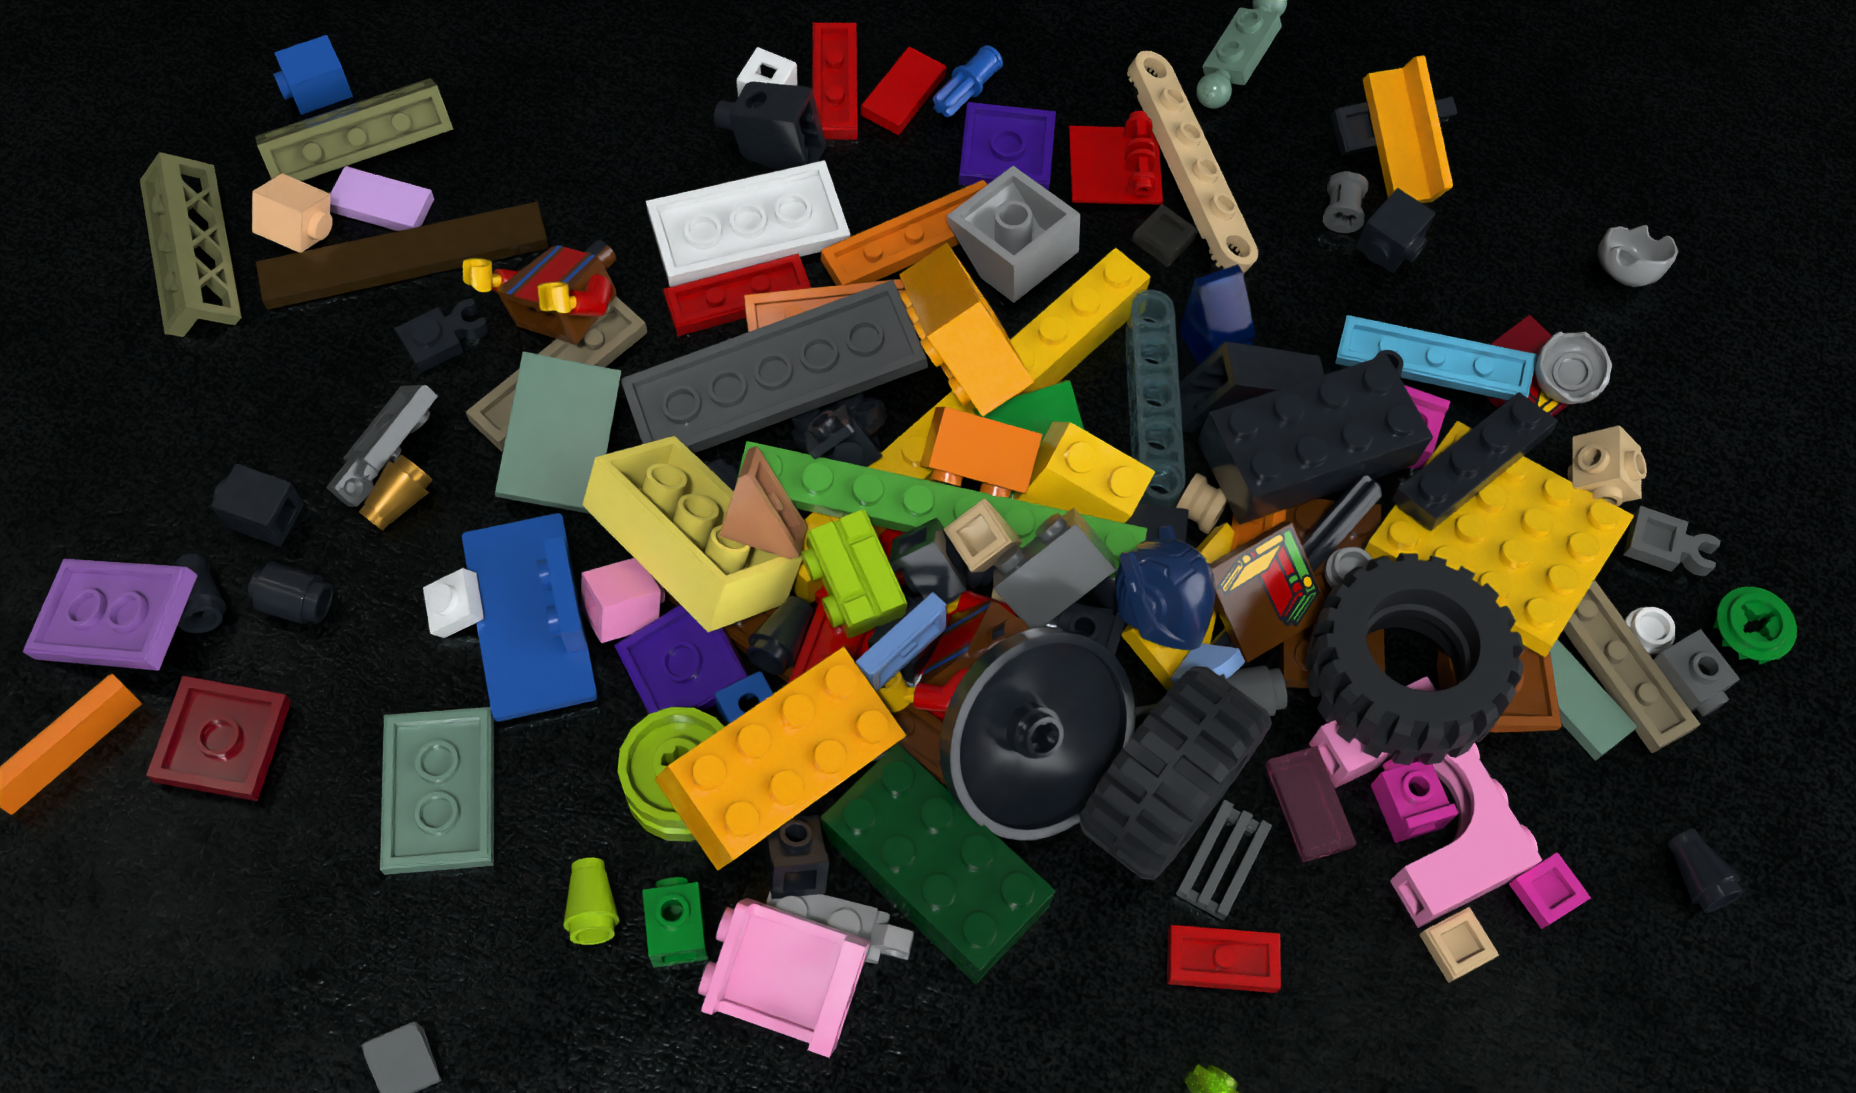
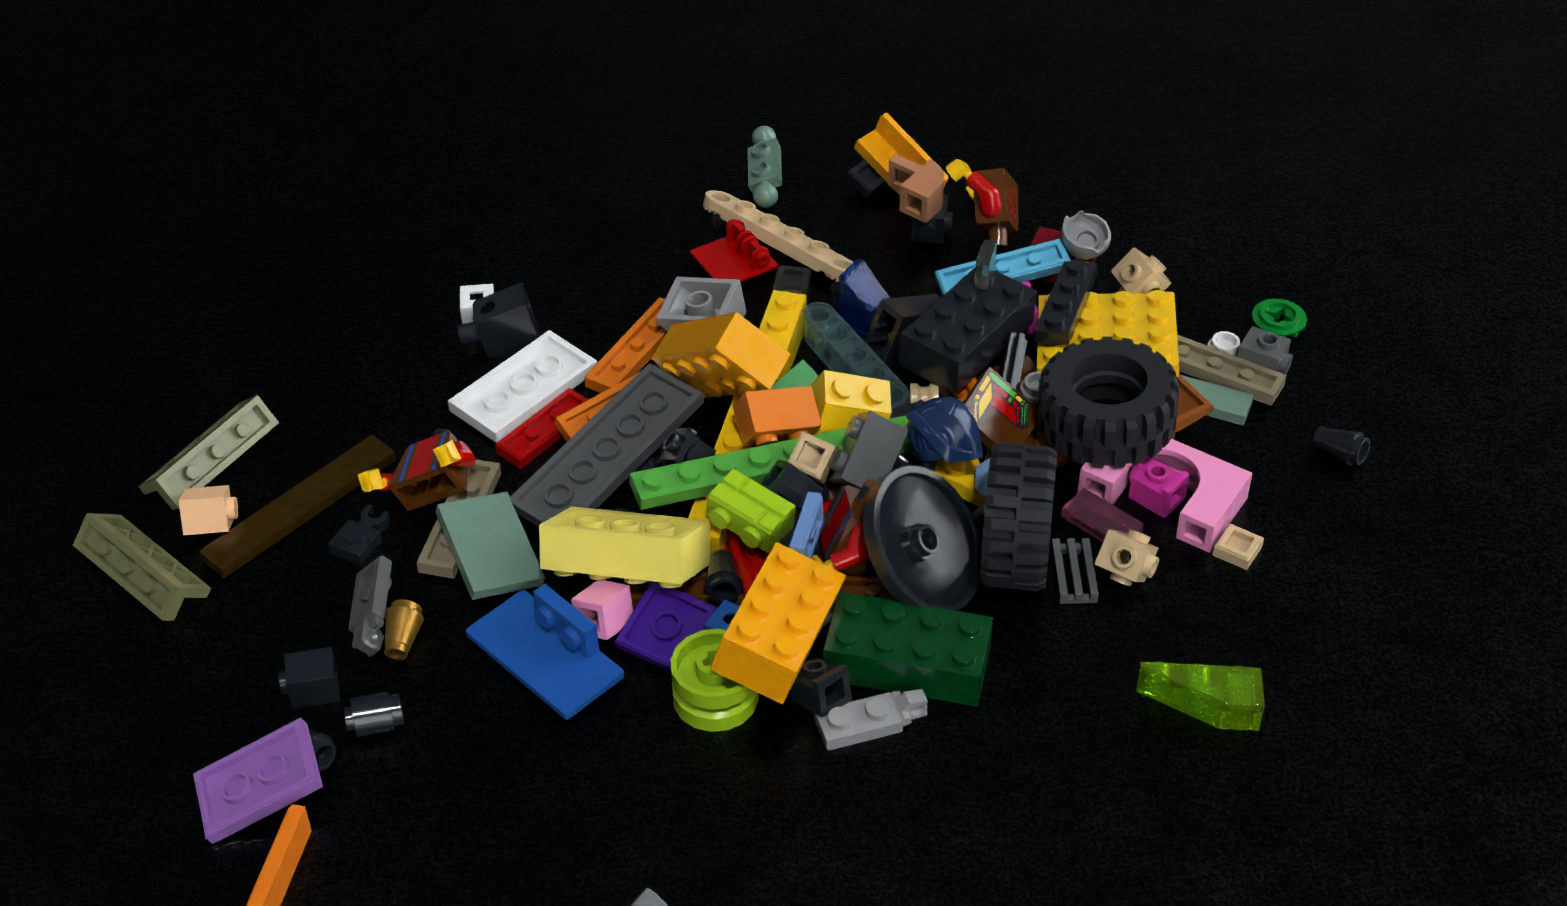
camera: 25 degrees left, 20 degrees down
(219, 738) = (387, 814): dark red plate -> none
(311, 75) = (156, 432): blue brick -> none
(380, 200) = (260, 481): lavender tile -> none
(437, 791) = (558, 774): sand green tile -> none
(453, 603) = (489, 668): white plate -> none
(590, 904) = (709, 778): lime cone -> none
(675, 922) = (772, 759): green brick -> none
(762, 511) = (664, 502): nougat slope -> none
(784, 973) = (863, 747): bright pink panel -> none
(836, 79) = (507, 272): red tile -> none
(903, 90) = (568, 277): red tile -> none
(967, 81) = (607, 253): blue axle -> none
(1004, 138) = (652, 276): dark purple tile -> none
(1223, 959) = (1113, 615): red plate -> none
(1296, 888) = (1115, 556): none -> tan brick
(1345, 202) = (888, 219): dark grey bush -> none
(1381, 370) = (985, 264): none -> clear smoke tile
(1400, 190) = (919, 186): none -> nougat brick
(1485, 255) = (994, 199): none -> torso
(1549, 890) = (1267, 493): dark pink plate -> none
(1635, 256) = (1076, 173): light grey hair -> none
(1664, 542) = (1199, 302): dark grey plate -> none

